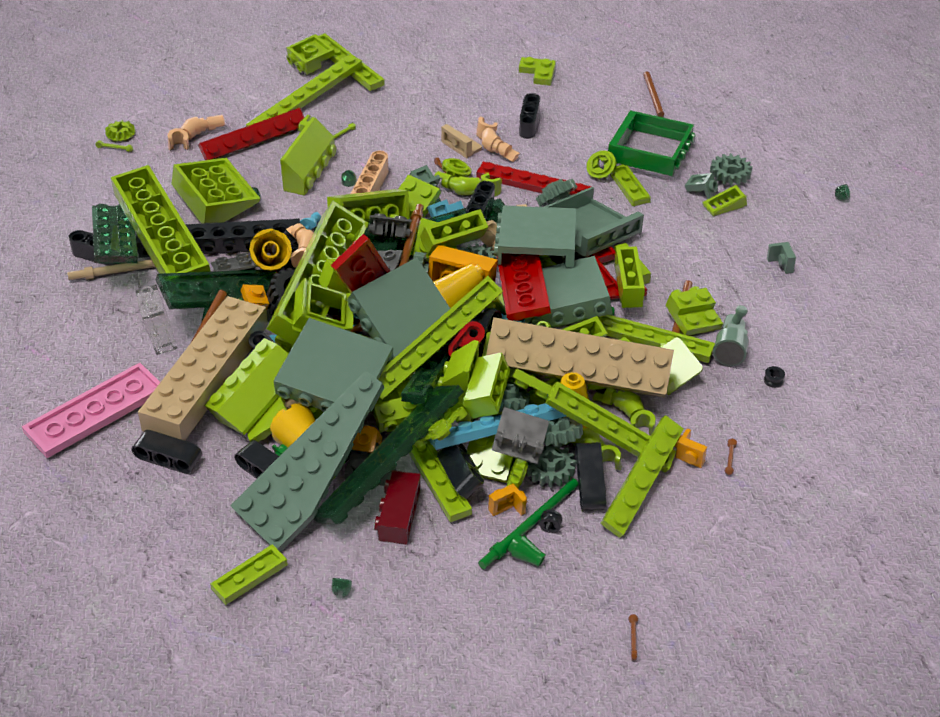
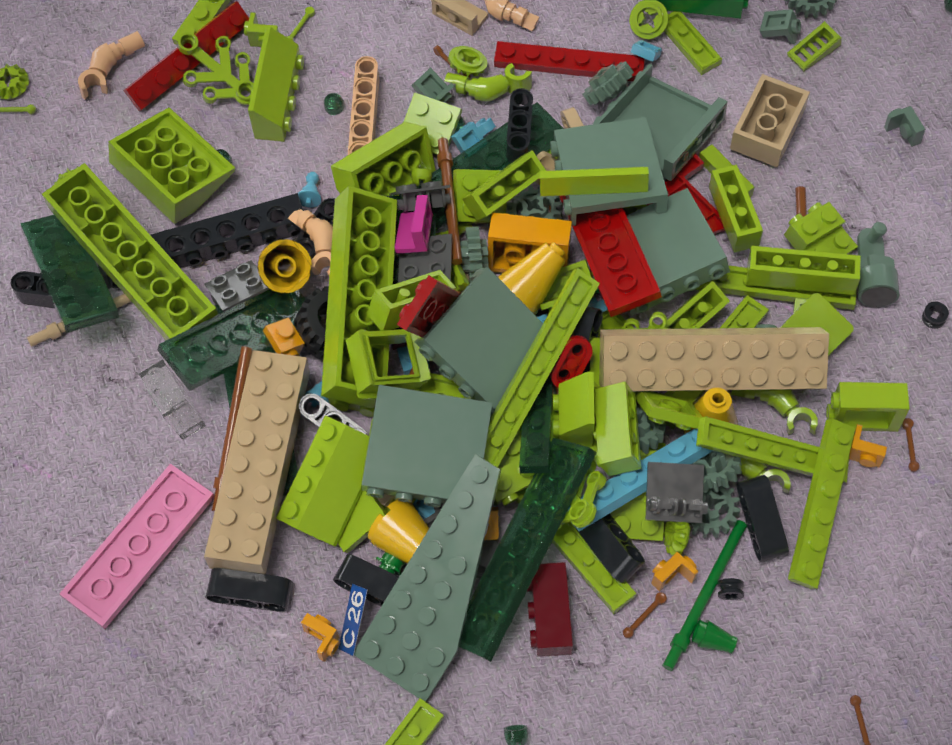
camera: 10 degrees left, 20 degrees up
(212, 490) = (320, 628): none -> light orange bracket
(238, 481) = (352, 619): none -> blue sticker
(254, 122) = (220, 72): none -> lime plant
(382, 236) = (415, 227): none -> dark pink panel
(492, 520) = (660, 599): none -> dark orange hinge
(519, 230) = (594, 181): none -> lime tile
(594, 183) = (646, 50): none -> medium azure tile
(672, 323) = (803, 270): none -> lime brick
(674, 234) = (769, 120): none -> tan brick
(706, 406) = (870, 404): none -> lime window

